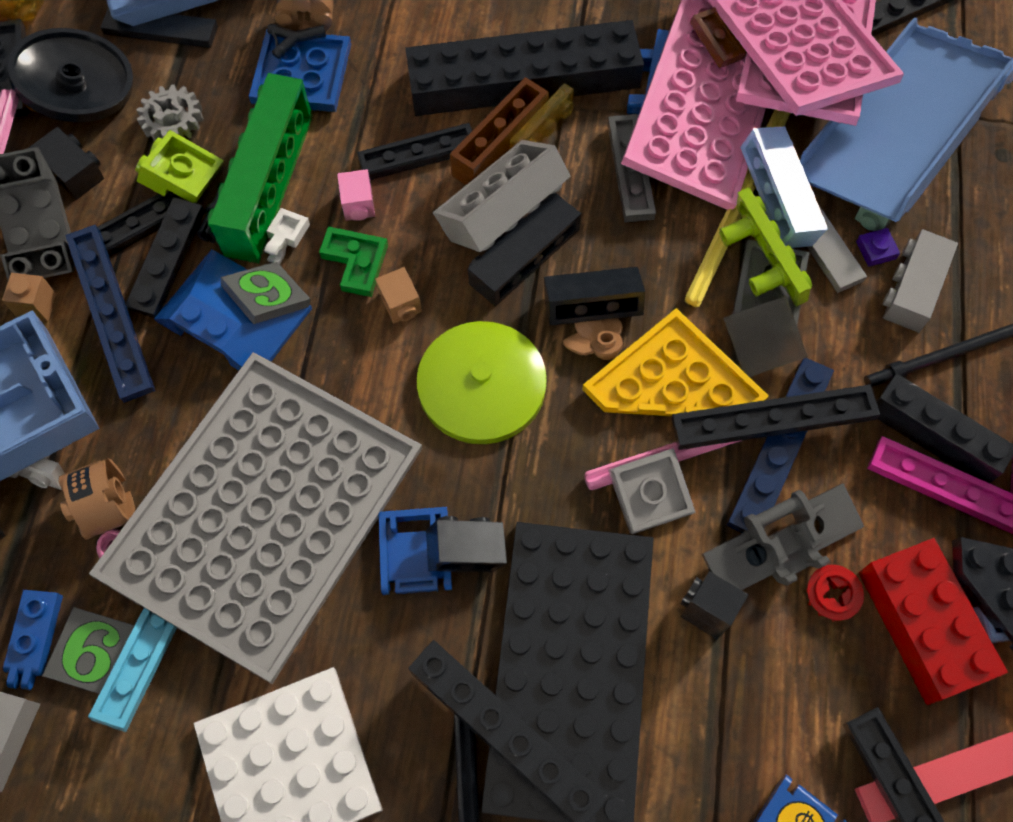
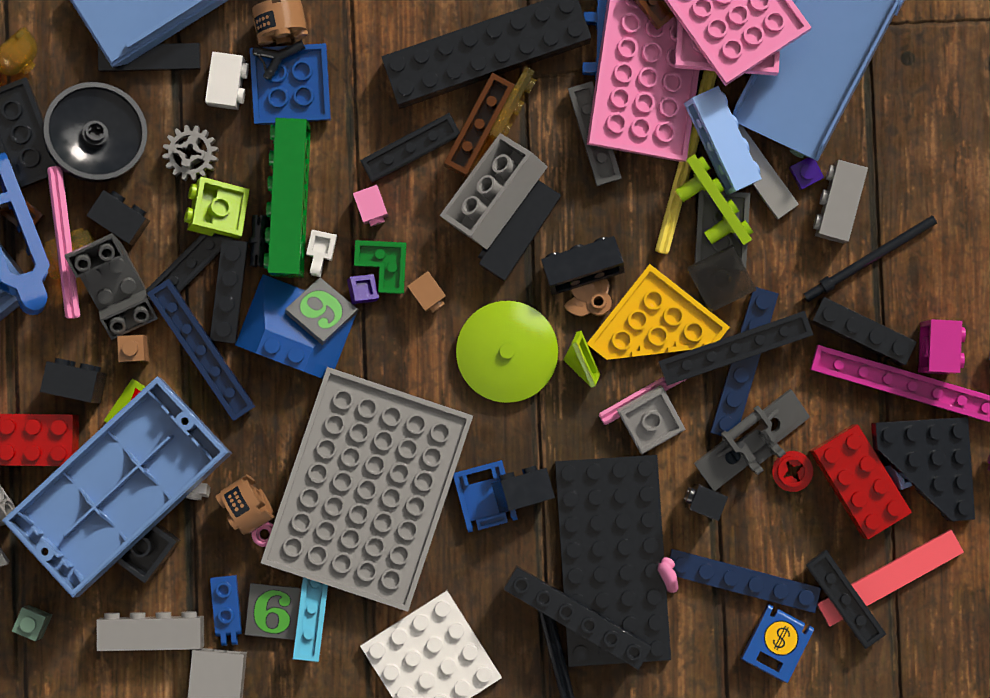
camera: 15 degrees left, 20 degrees up
(231, 55) = (226, 81): none -> white brick
(322, 280) = (362, 289): none -> plate
(571, 400) = (581, 360): none -> lime slope
(647, 701) = (668, 575): none -> bright pink arm
(754, 734) = (745, 581): none -> dark blue plate

